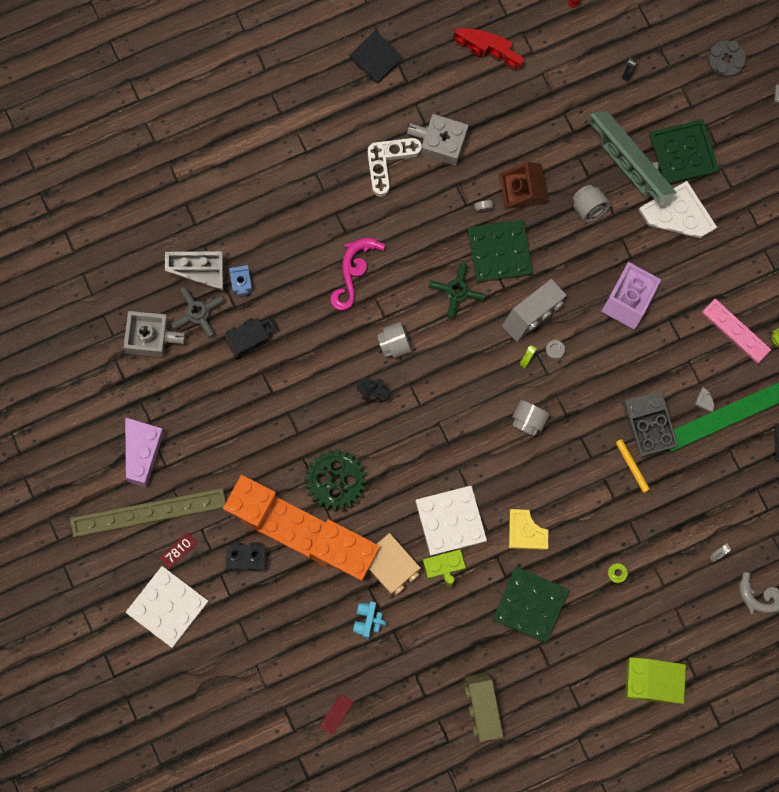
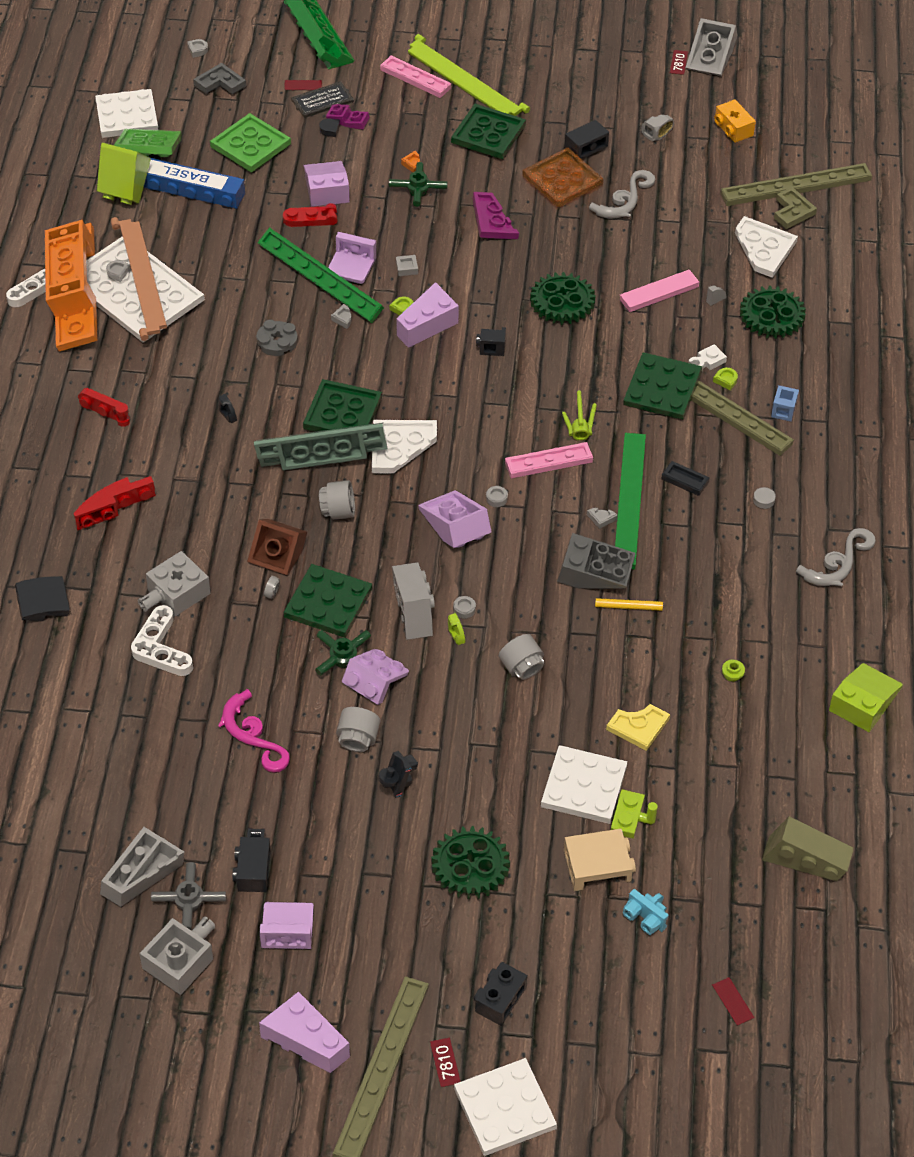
camera: 55 degrees left, 25 degrees down
(215, 388) = (287, 925): none -> lavender bracket
(237, 273) = (185, 836): medium blue brick -> none
(300, 531) = (509, 924): orange bracket -> none
(453, 322) = (372, 674): none -> lavender bracket
(530, 605) = (720, 760): dark green plate -> none
(675, 313) = (496, 496): none -> light grey tile
(720, 553) = (765, 583): light grey tile -> none

